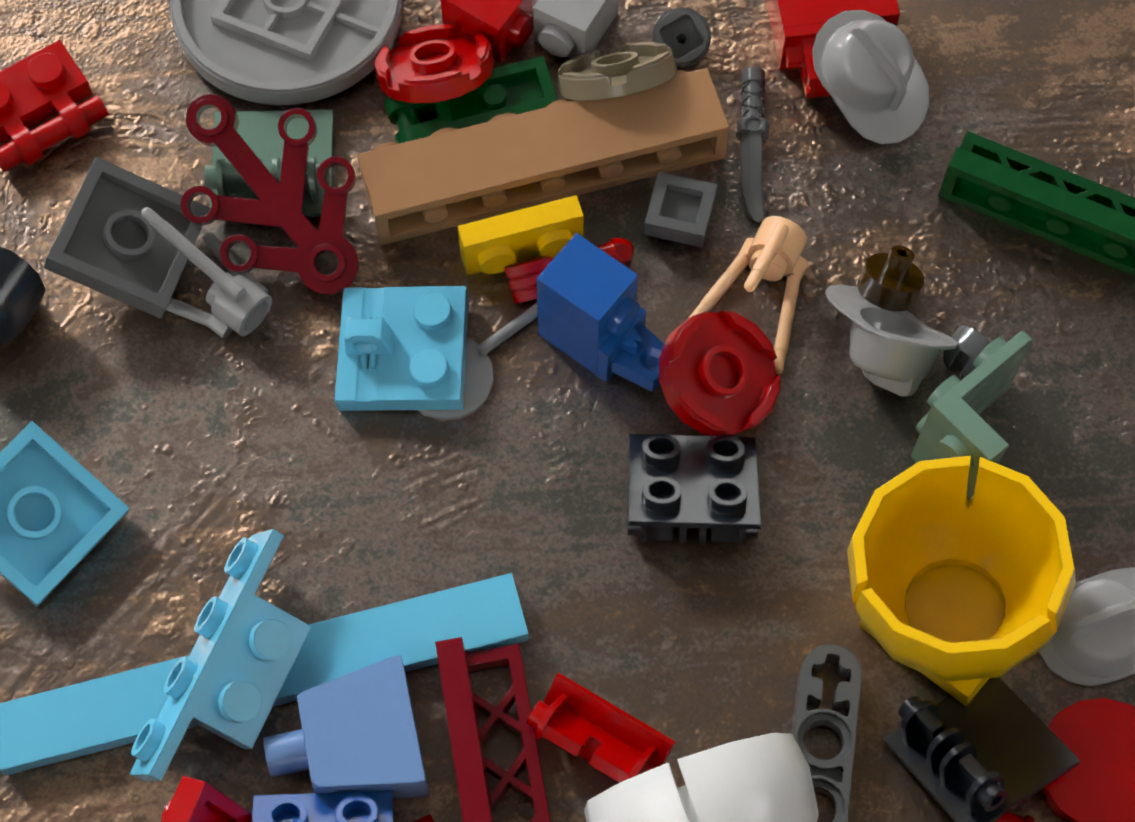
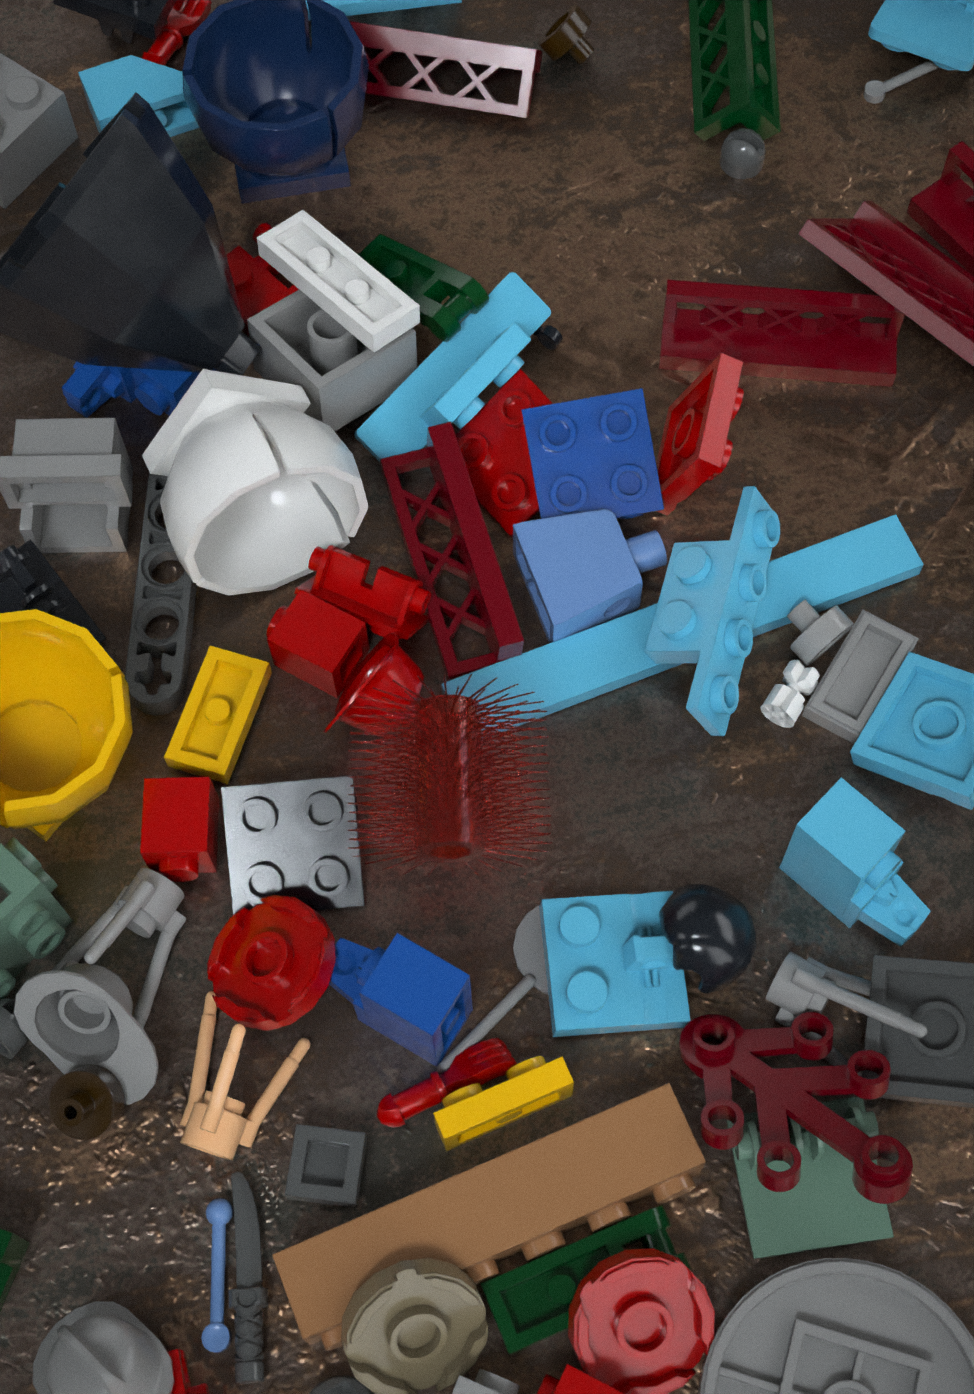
camera: 175 degrees right, 0 degrees up
(93, 599) = (859, 676): none -> light grey tile
(123, 635) = (817, 631): none -> light grey tile
(165, 387) = (849, 864): none -> medium azure hinge
(178, 575) = (785, 701): none -> white piece
(311, 342) = (708, 934): none -> black hair
(532, 483) = (448, 779): none -> clear red piece
(600, 613) = (378, 670): none -> red piece
(656, 687) = (317, 642): none -> red brick
(762, 629) = (218, 714): none -> yellow plate
(779, 111) = (217, 1336): none -> medium blue hinge
(804, 510) = (180, 827): none -> red brick
(837, 443) = (142, 908): none -> light grey plant

